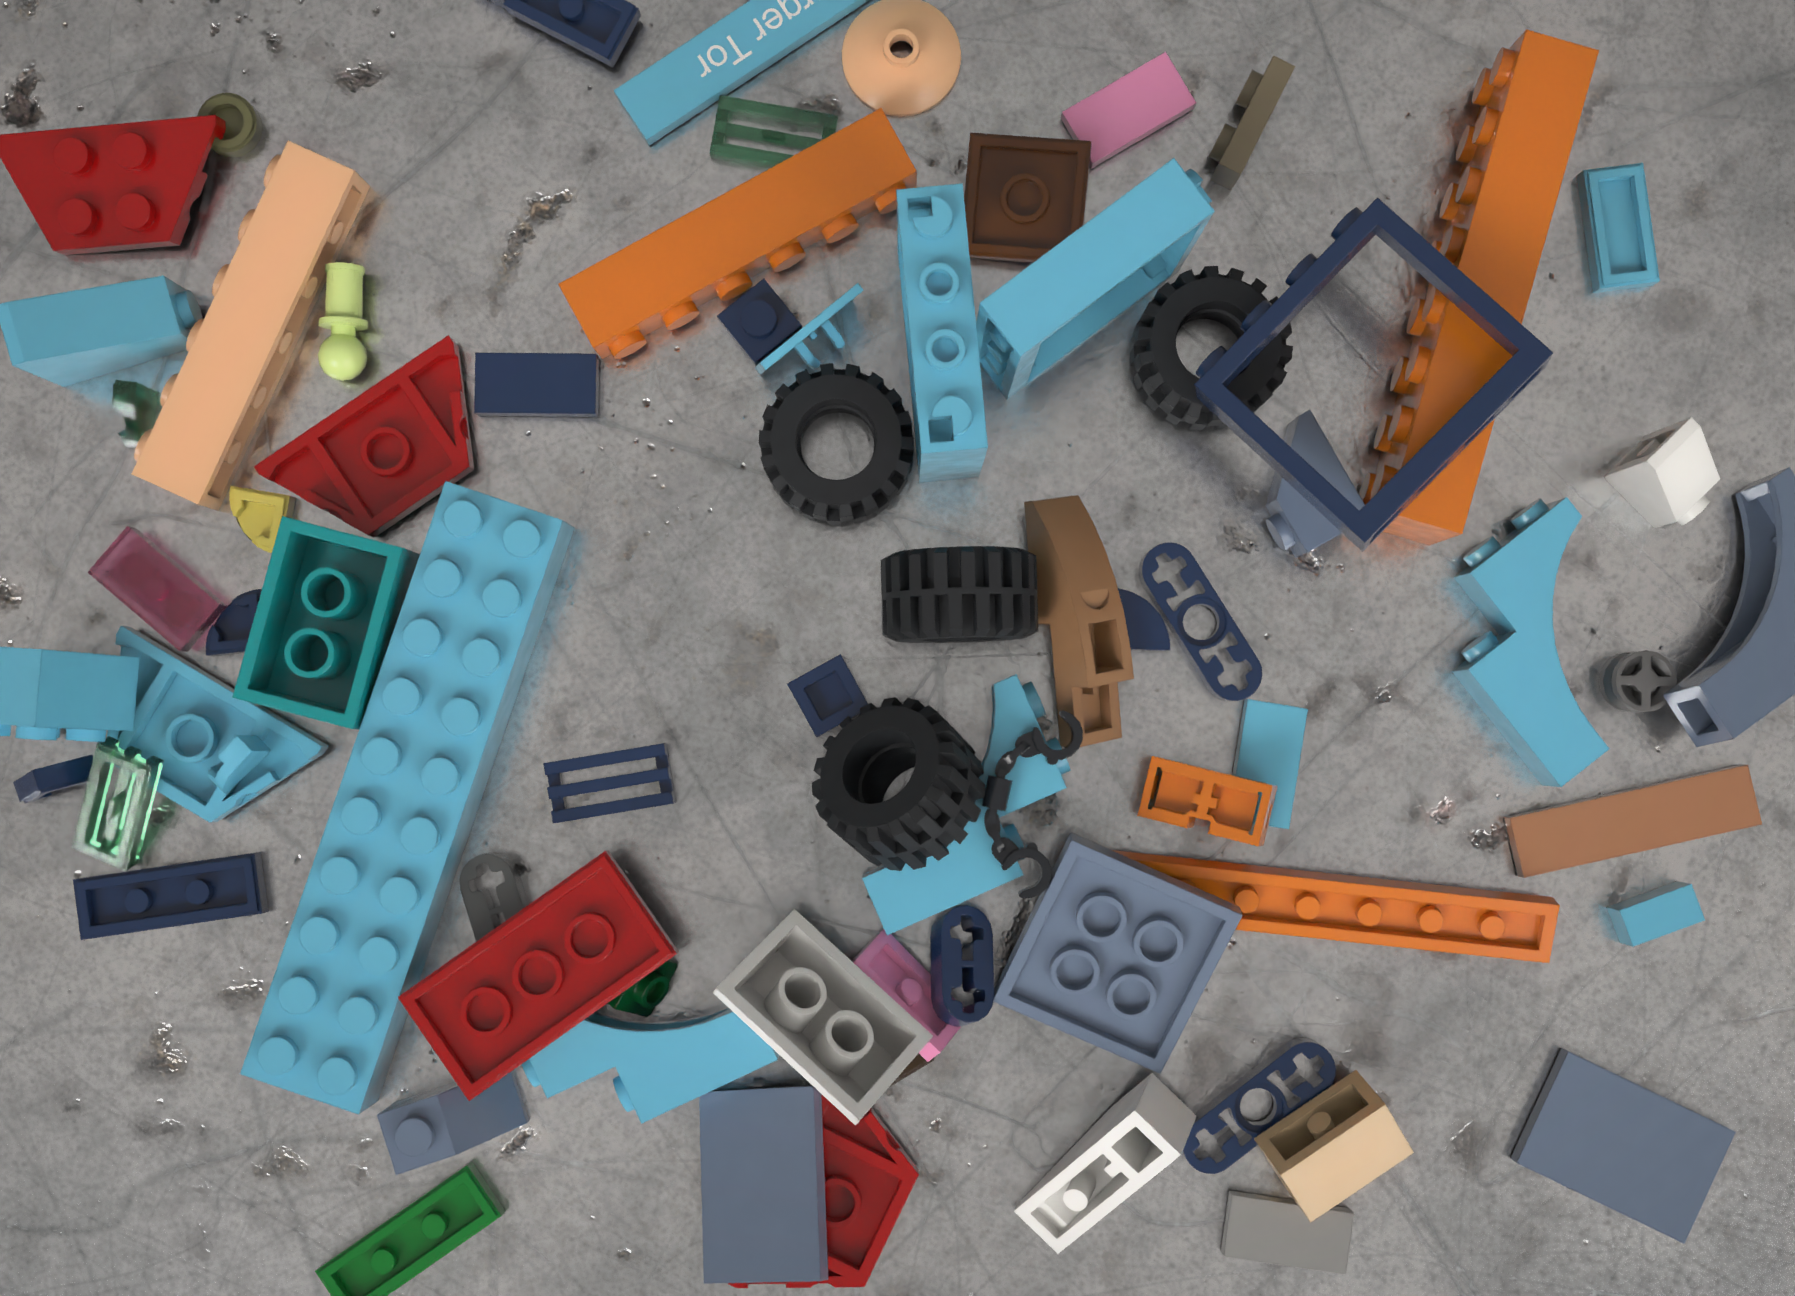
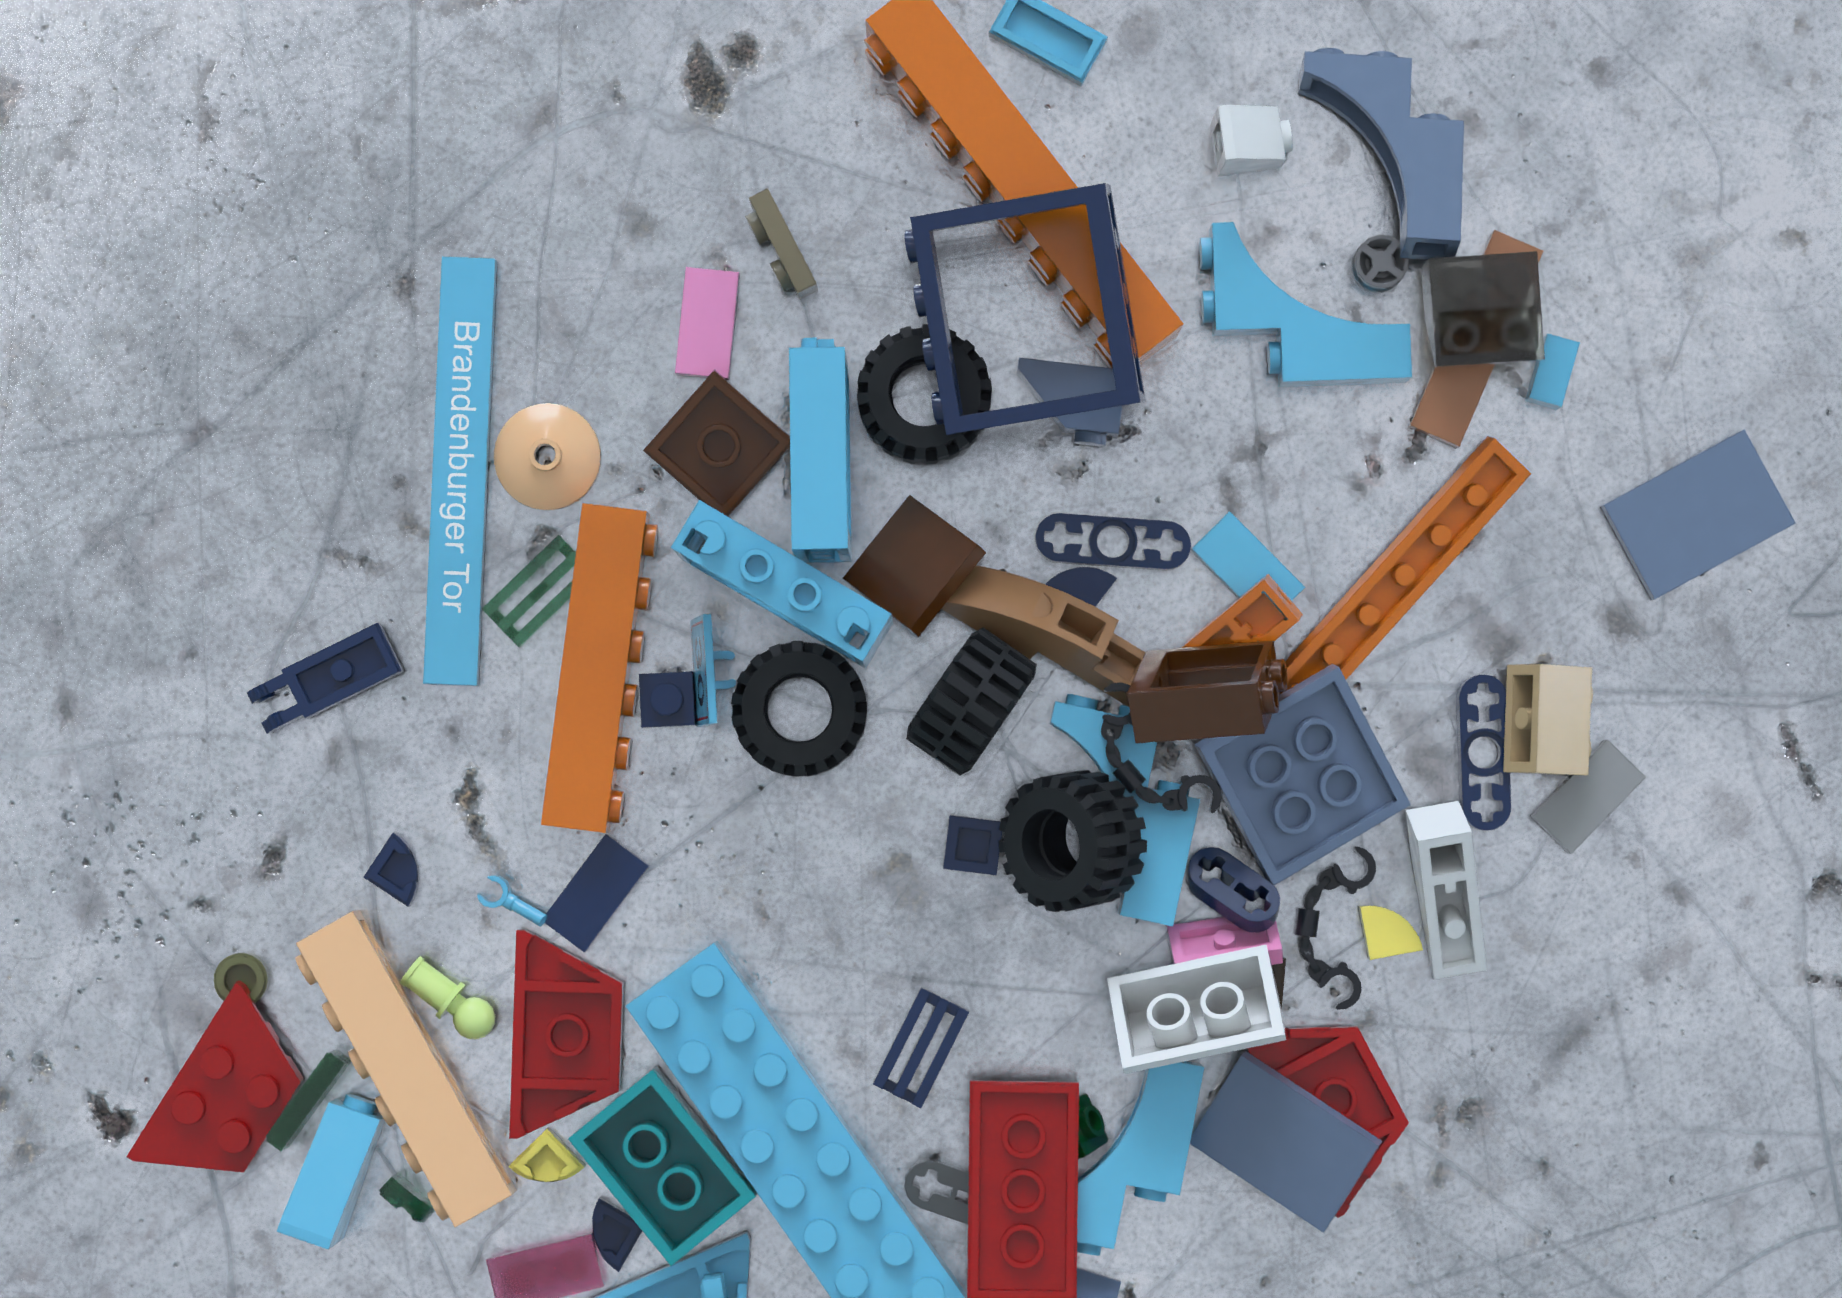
camera: 55 degrees left, 0 degrees up
(156, 259) = (308, 1099): none -> clear green tile
(427, 191) = (396, 870): none -> dark blue tile
(472, 312) = (513, 903): none -> medium azure hand
(978, 1058) = (1308, 925): none -> black piece
(1025, 1136) = (1387, 933): none -> light yellow tile
(1047, 454) = (914, 565): none -> reddish brown tile
(1129, 808) = (1206, 691): none -> reddish brown window
(1679, 806) = (1483, 309): none -> clear smoke slope

